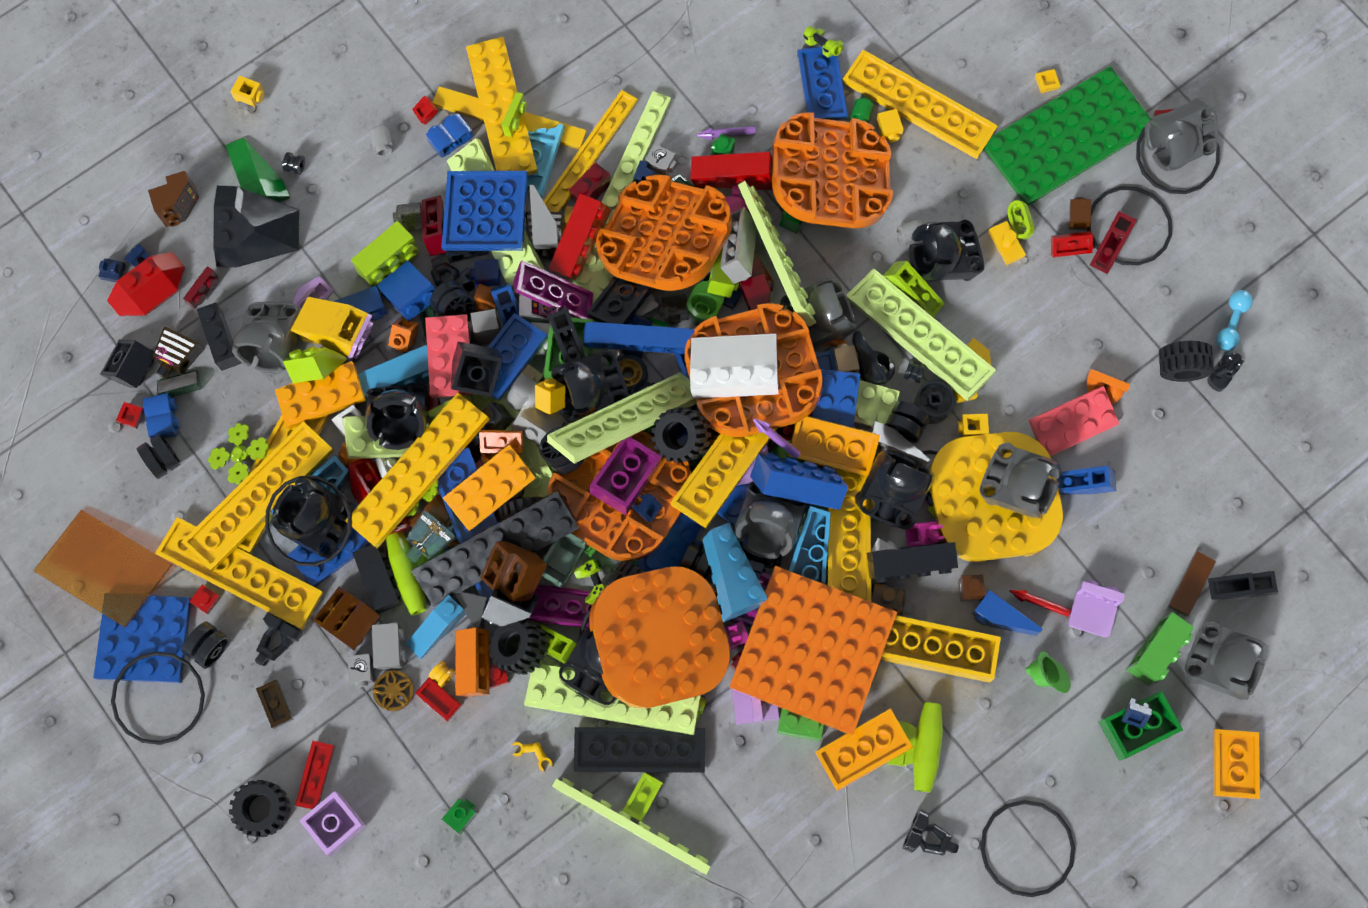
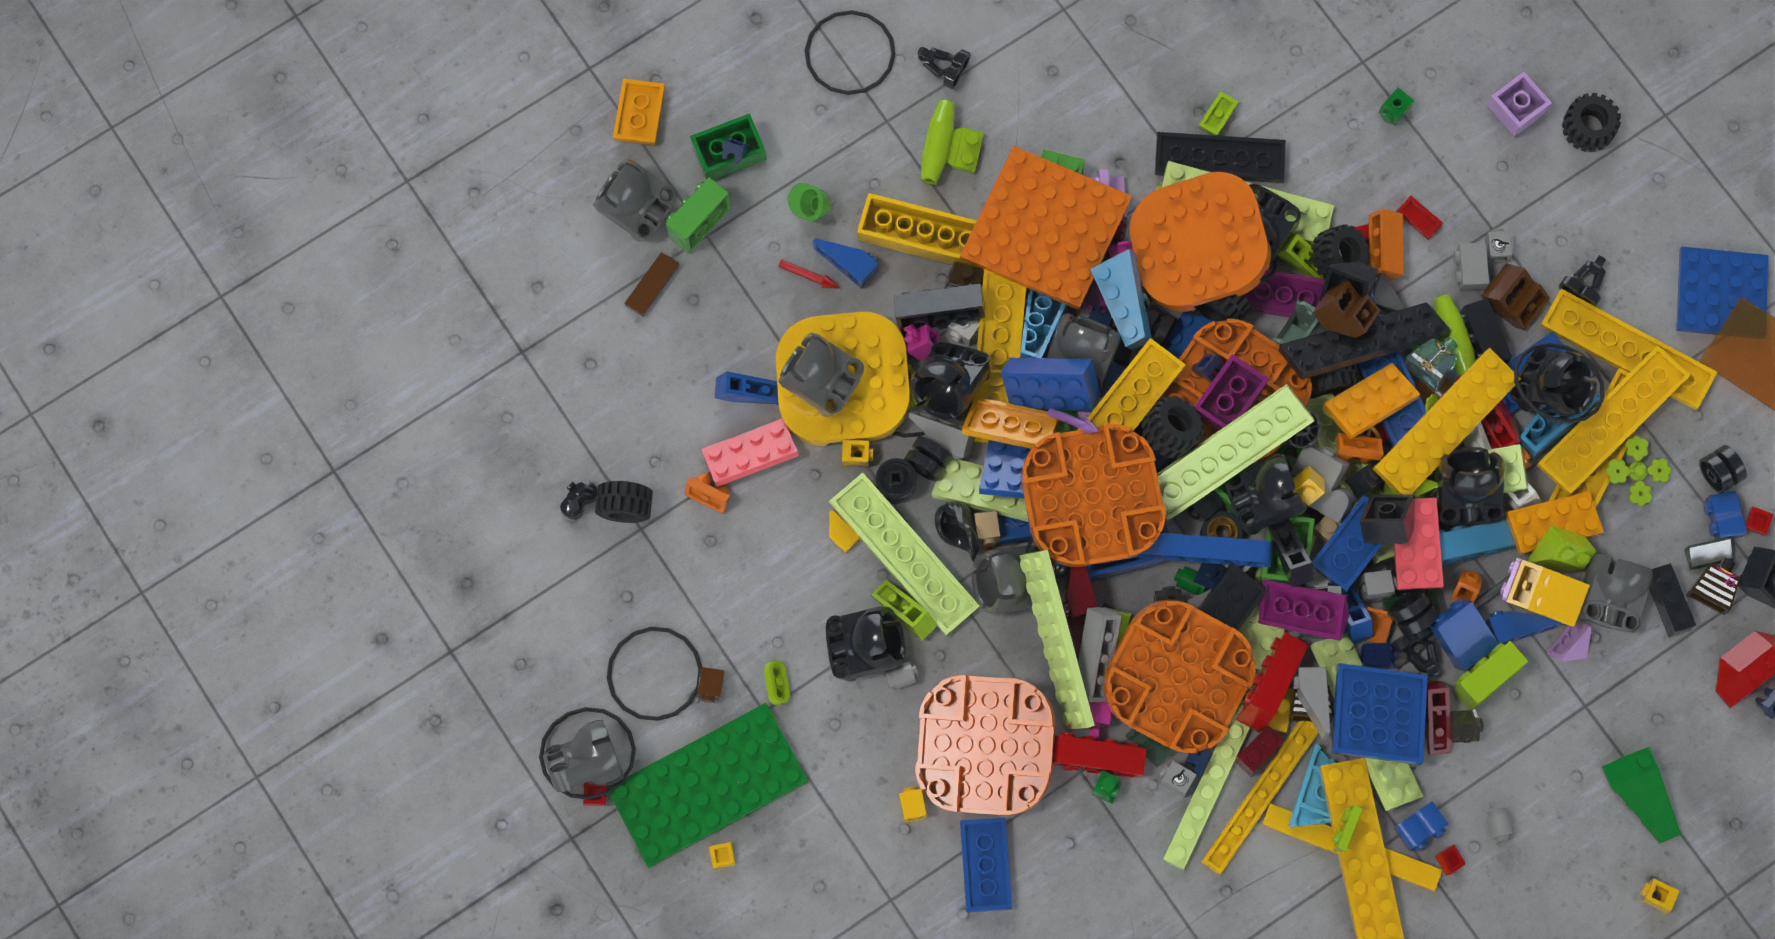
camera: 175 degrees left, 0 degrees up
(115, 690) = (1693, 268): black piece -> none
(175, 199) = (1732, 756): reddish brown piece -> none
(198, 291) = (1688, 665): dark red plate -> none
(205, 599) = (1662, 327): red plate -> none
(205, 644) = (1656, 275): black wheel -> none
(251, 227) = (1641, 720): black wedge -> none
(274, 704) = (1583, 220): dark brown plate -> none
(293, 163) = (1599, 802): black wheel -> none
(314, 775) = (1539, 152): red plate -> none
(393, 690) = (1464, 227): pearl gold wheel -> none
(436, 626) = (1424, 283): dark azure slope -> none
(442, 674) = (1416, 238): yellow wheel -> none
(533, 747) = (1320, 165): yellow arm -> none
(591, 569) = (1257, 304): lime piece -> none
(640, 829) = (1219, 82): yellowish green plate -> none
(703, 304) = (1136, 595): bright green piece -> none
(709, 134) = (1118, 812): medium lavender piece -> none
(734, 366) = (1115, 492): white slope -> none
(829, 47) = (974, 902): lime piece -> none
(862, 109) = (943, 825): green brick -> none
(865, 751) = (992, 142): light orange plate -> none
(914, 371) = (913, 516): black wheel -> none
(919, 104) = (875, 832): yellow plate -> none
(971, 587) = (877, 289): reddish brown brick -> none
(1006, 243) = (794, 660): yellow tile -> none
(1071, 244) = (723, 650): red plate -> none
(1095, 608) = (755, 262): lavender bracket -> none
(1113, 242) = (677, 648): dark red slope -> none
(1239, 302) = (570, 532): medium azure piece -> none
(1243, 585) = (600, 277): black slope -> none

